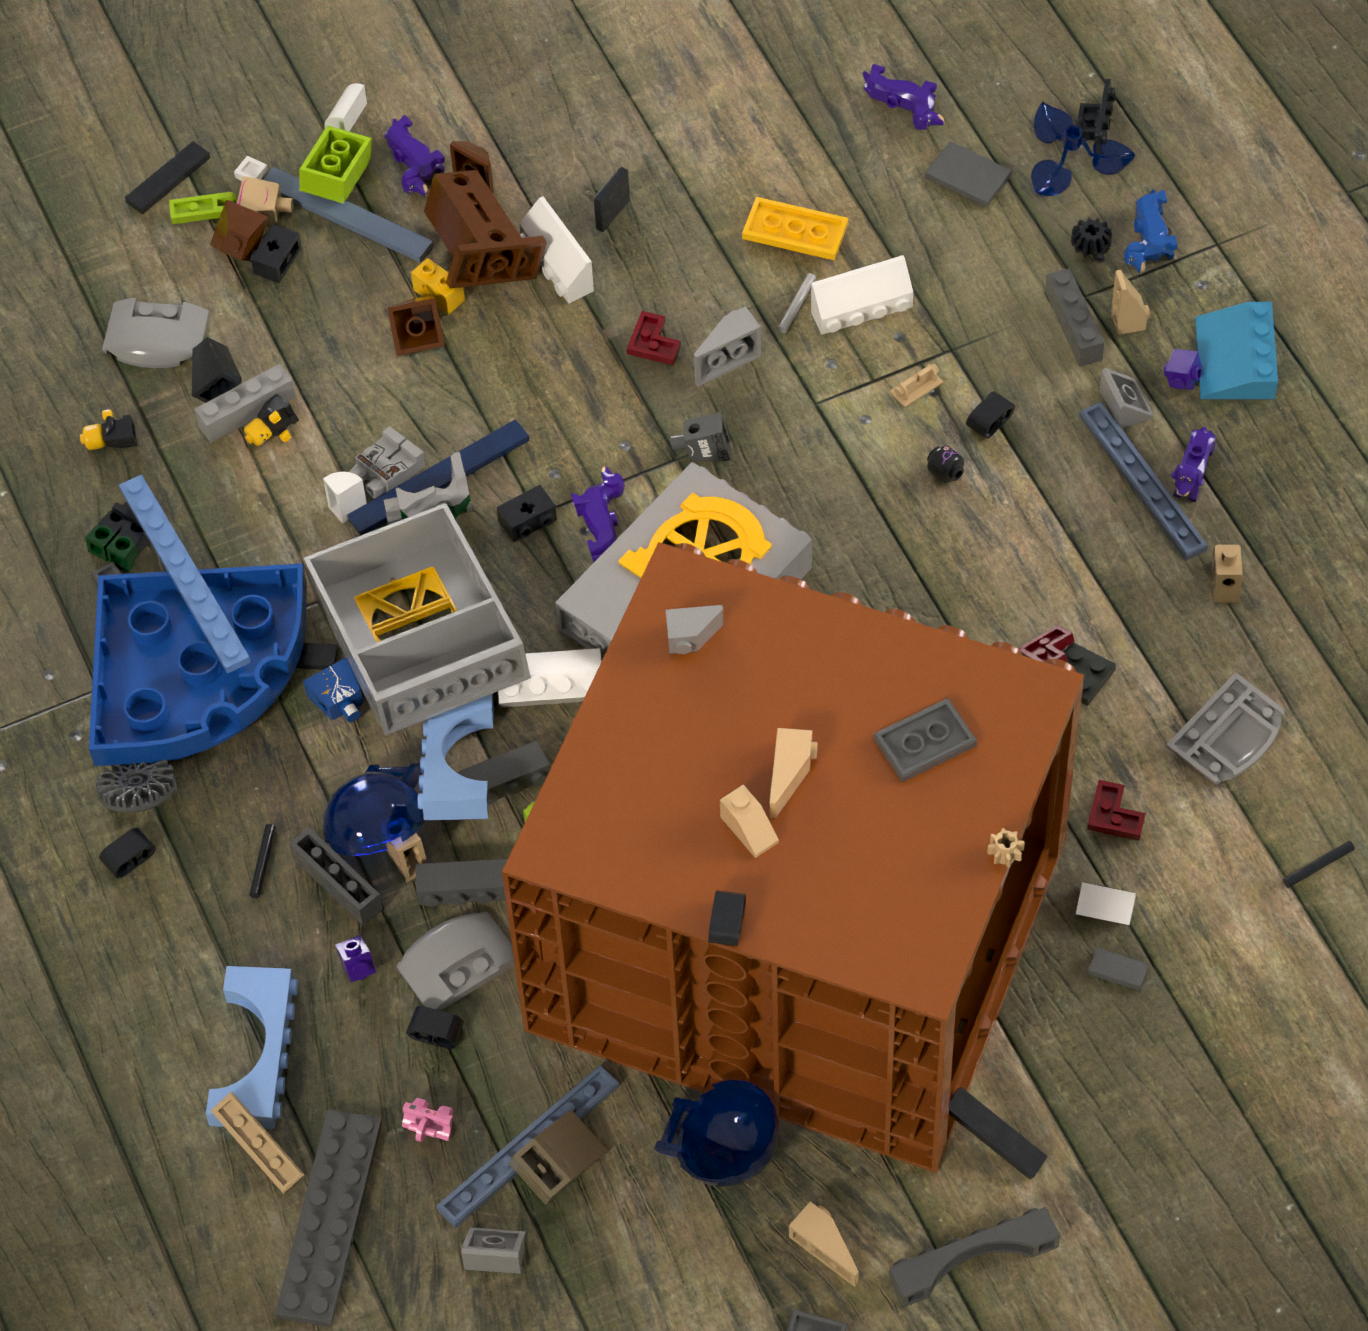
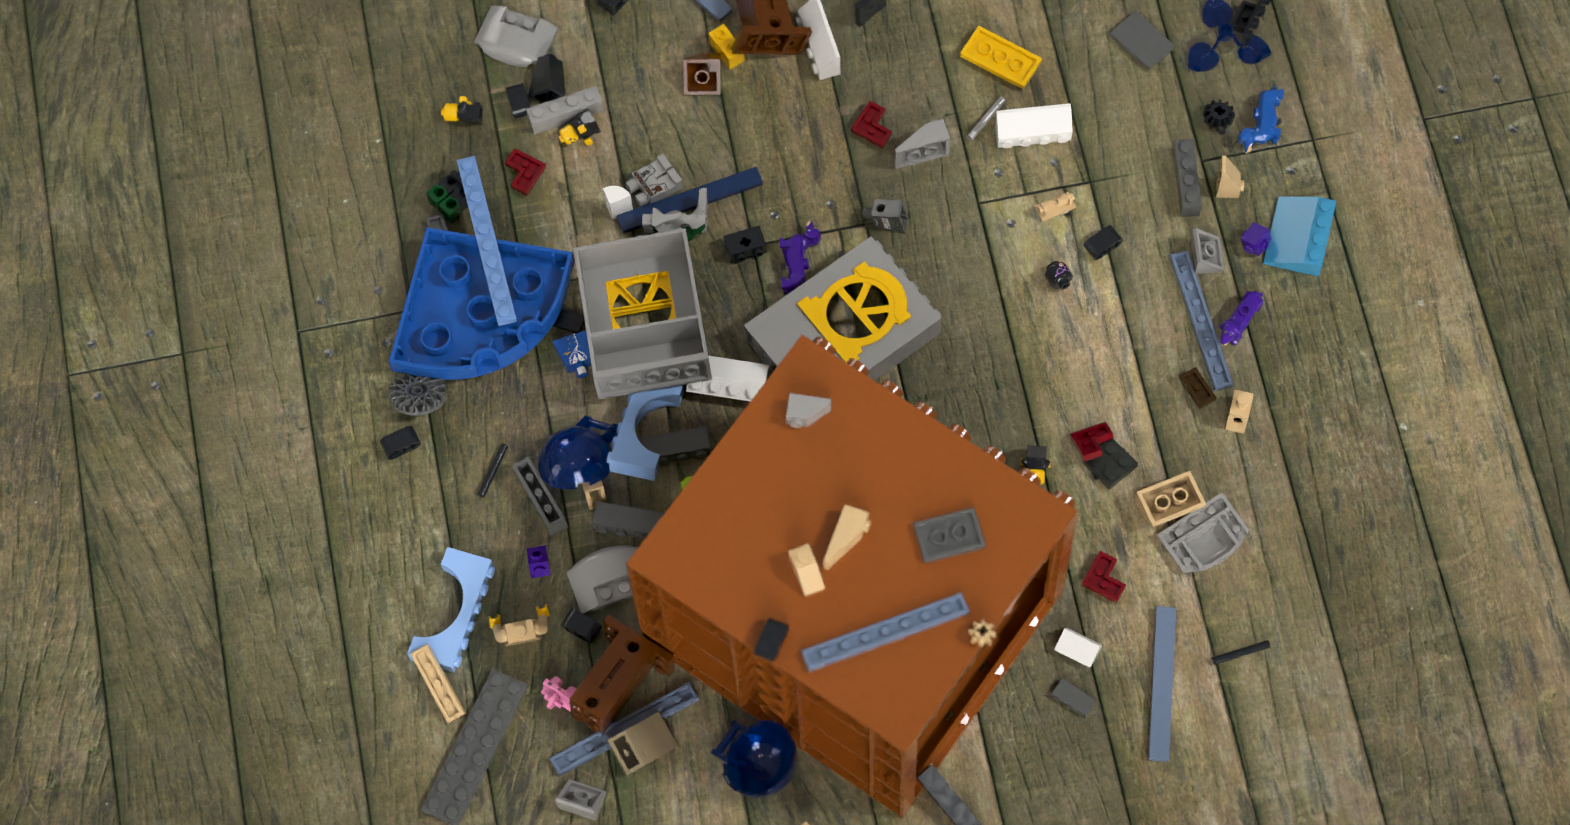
camera: 15 degrees right, 10 degrees up
(179, 405) = (518, 100): none -> black beam
(215, 487) = (528, 168): none -> dark red plate
(353, 1050) = (521, 631): none -> tan torso
(503, 1073) = (617, 675): none -> reddish brown brick
(874, 877) = (885, 632): none -> sand blue tile
(1163, 559) = (1197, 387): none -> dark brown plate
(1170, 695) = (1169, 499): none -> tan slope
(1229, 926) = (1162, 684): none -> sand blue tile

